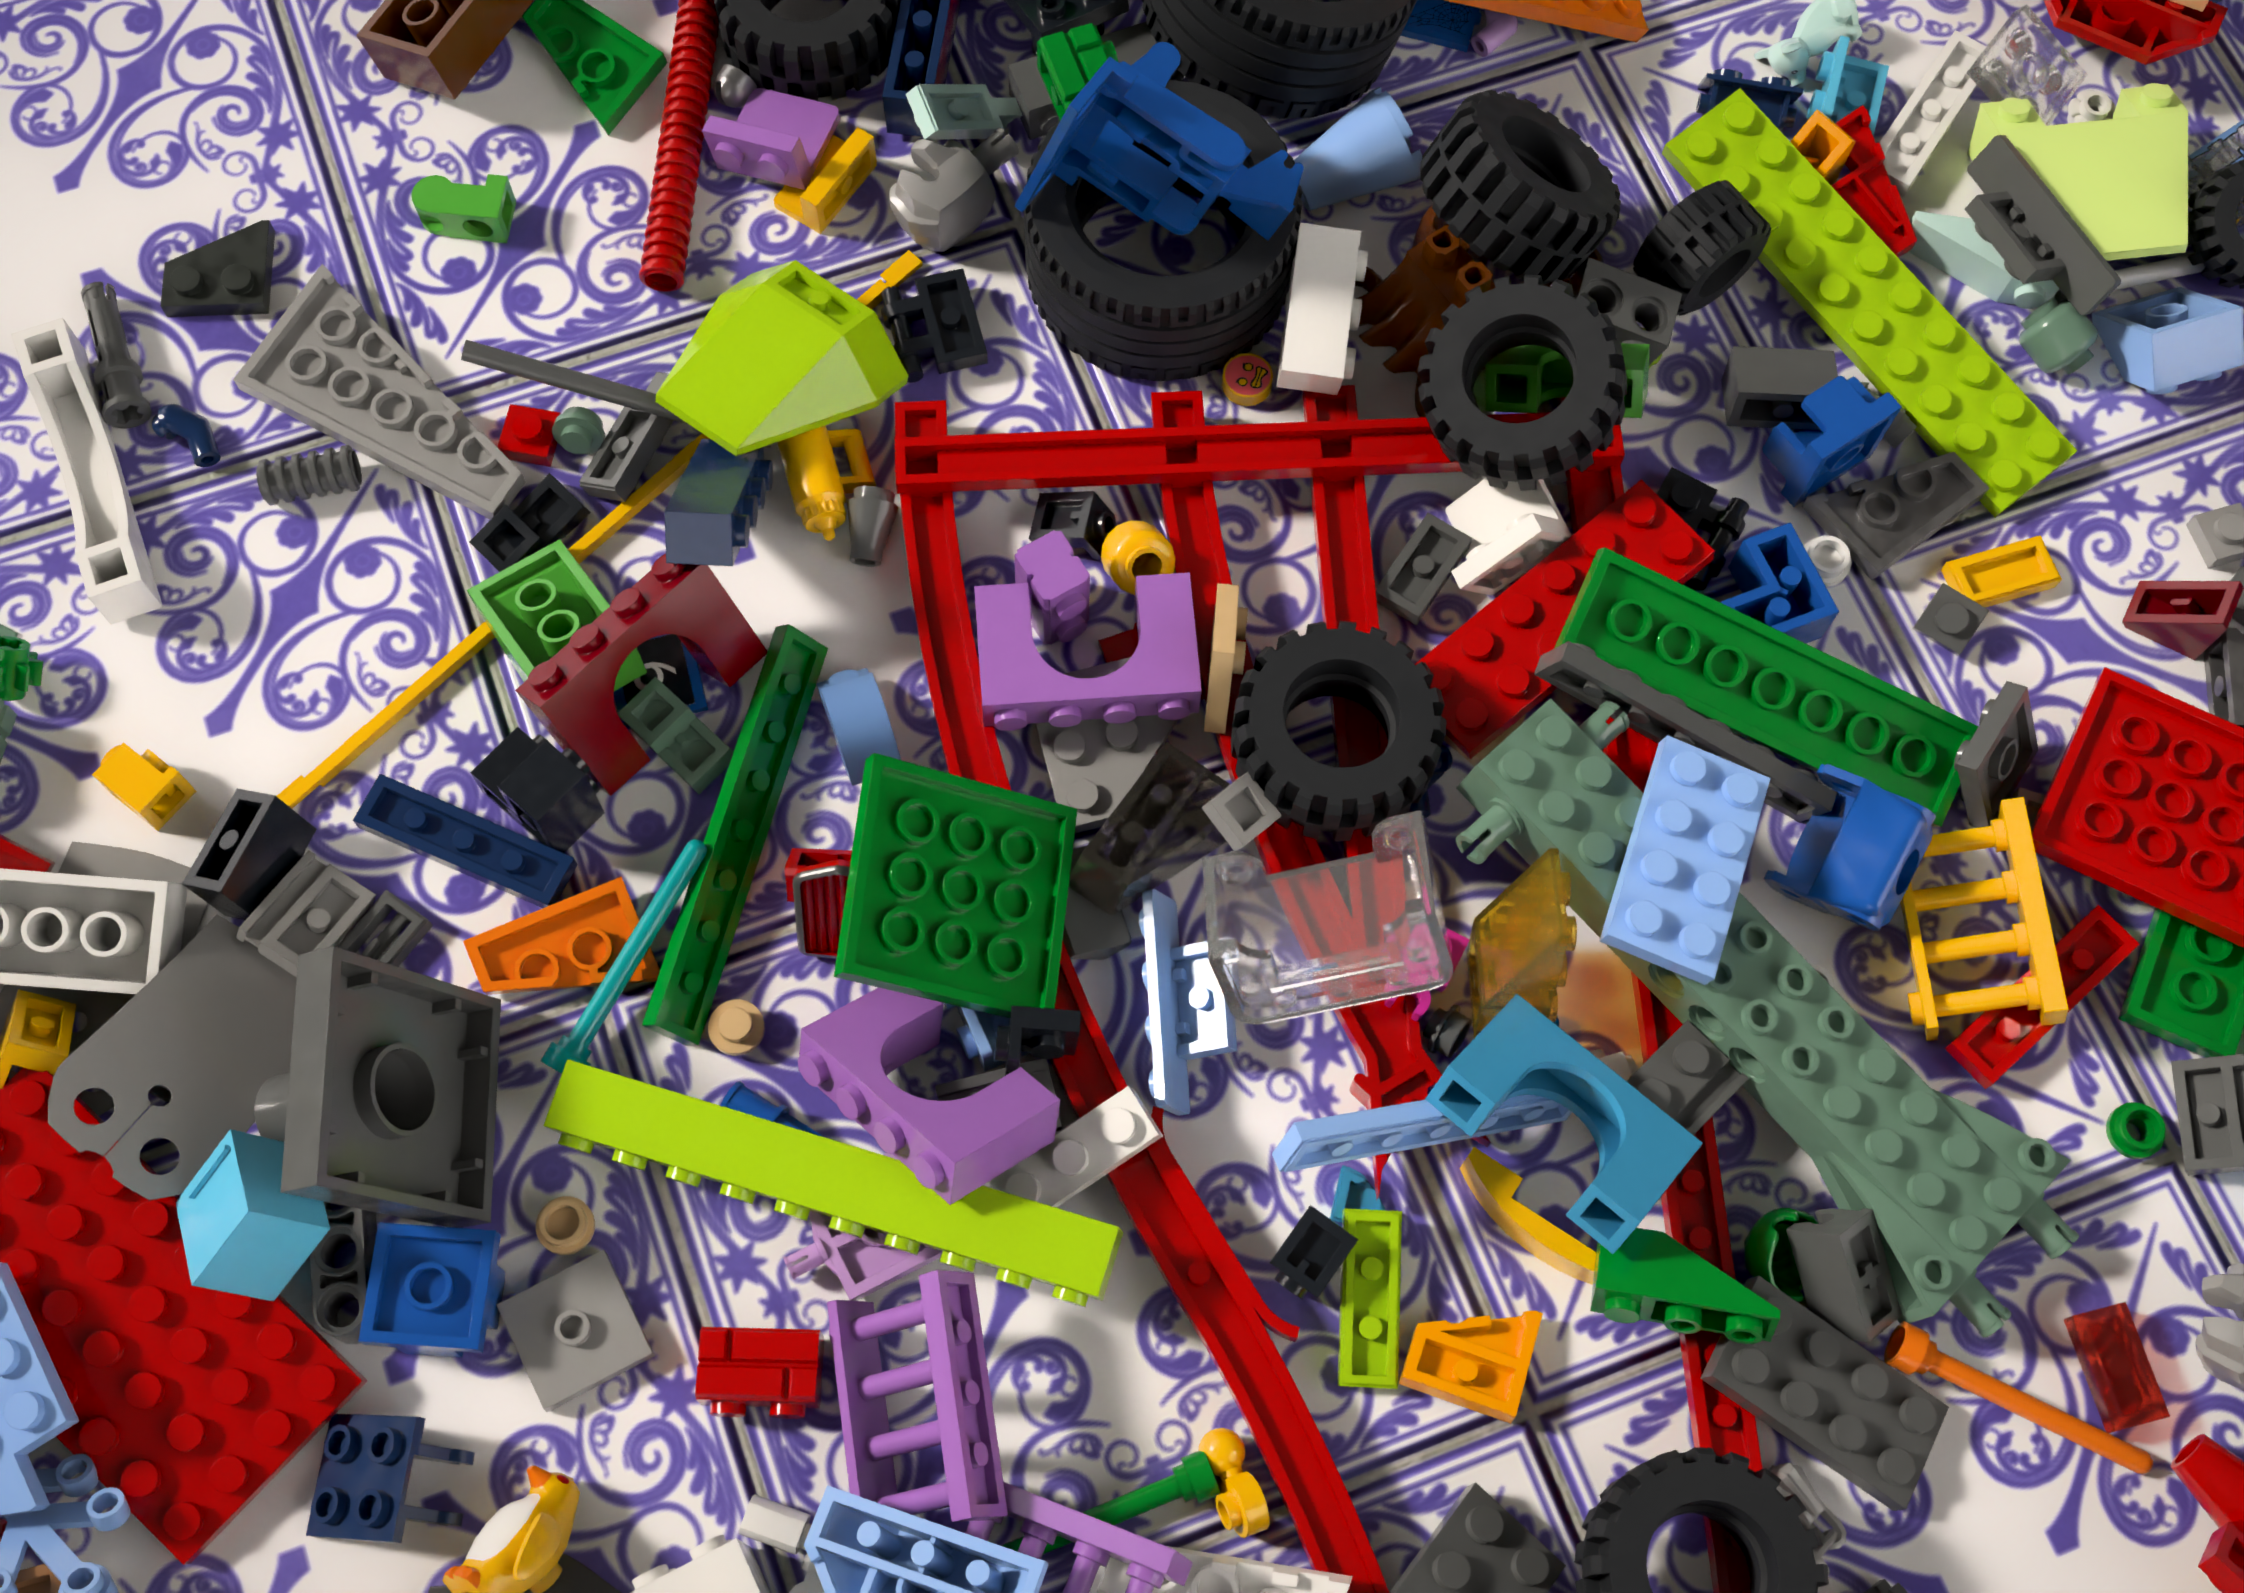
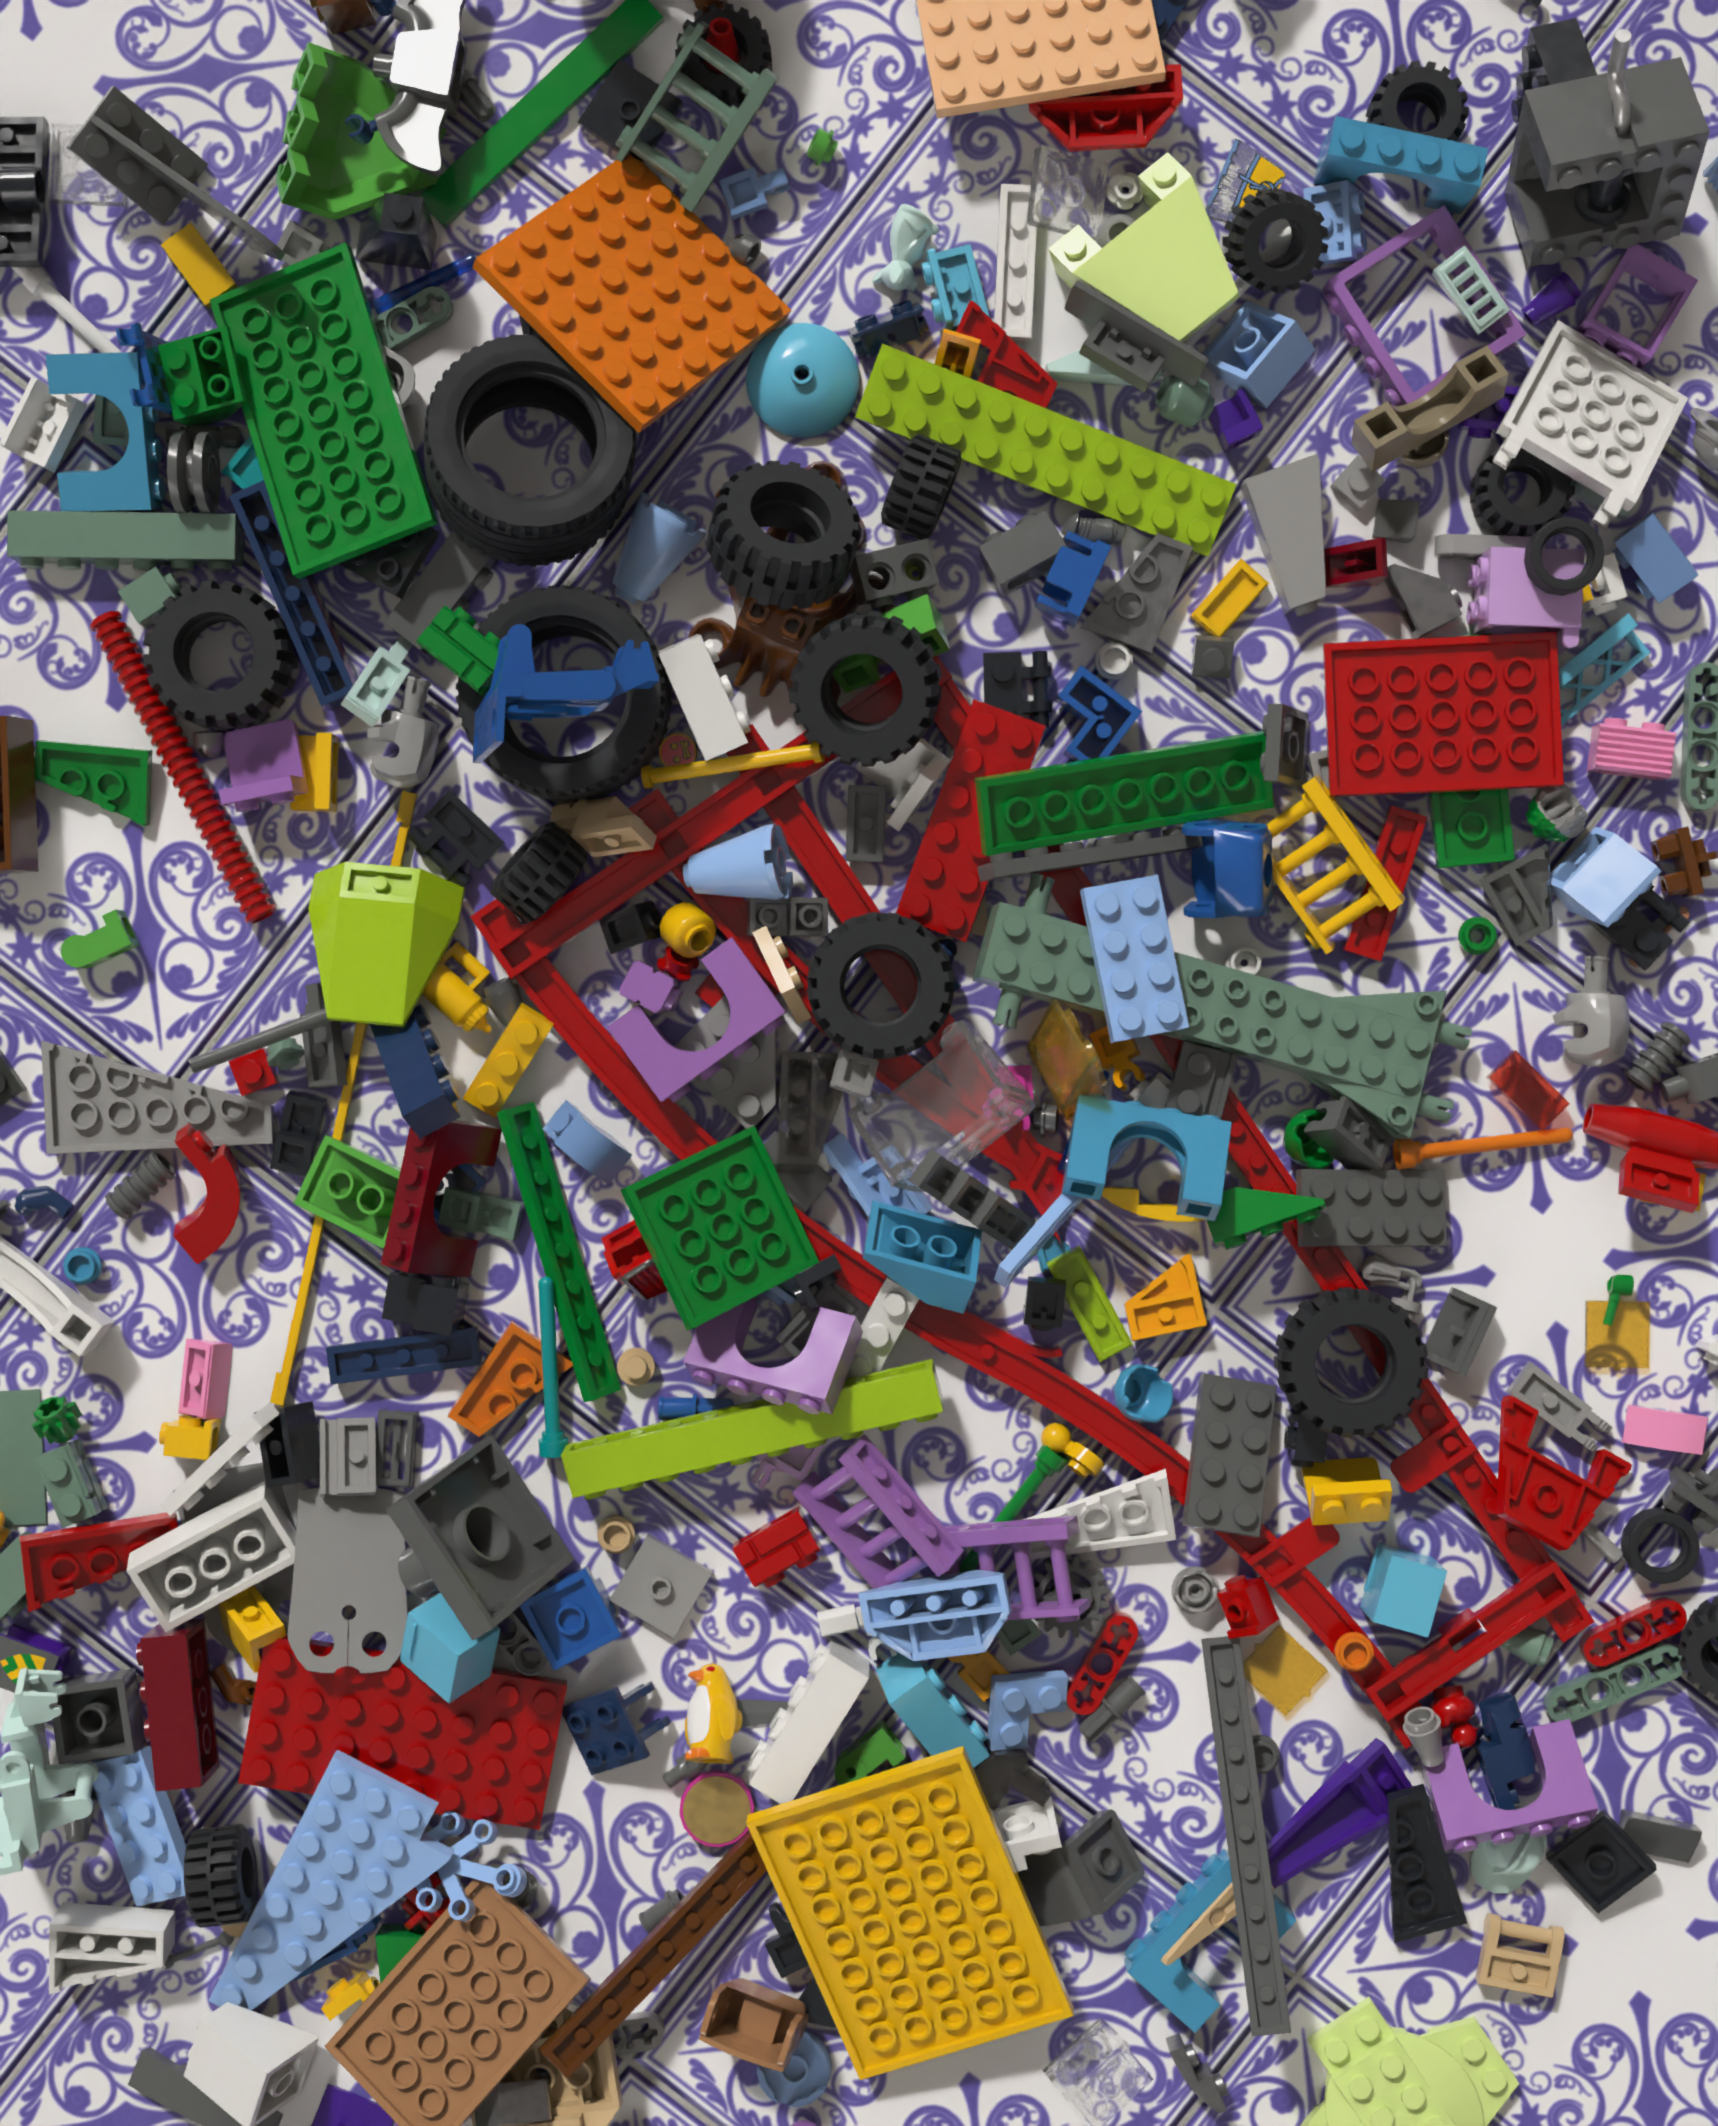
camera: 30 degrees left, 20 degrees up
(153, 815) = (231, 1452): none -> white plate
(175, 524) = (82, 1265): none -> dark azure plate
(215, 733) = (205, 1379): none -> bright pink slope
(389, 534) = (214, 1219): none -> red arch
(830, 579) = (508, 1060): none -> yellow plate
(1008, 387) = (539, 872): none -> black tyre
(1105, 594) = (676, 965): none -> red plate
(1113, 382) = (603, 826): none -> tan plate
(1193, 1090) = (924, 1254): none -> dark azure slope
(1253, 510) = (743, 866): none -> light blue cone
(1271, 605) = (788, 916): none -> flat silver slope
(1291, 1037) = (971, 1199): none -> dark grey slope
(1375, 1459) = (1143, 1394): none -> dark azure hair
(1412, 433) = (730, 764): none -> yellow bar
(1589, 998) = (1118, 1056): none -> light orange plate
(1616, 119) = (807, 405): none -> medium azure dish
(2107, 396) = (1235, 421): none -> dark purple panel
(2116, 534) = (1289, 527): none -> light grey slope

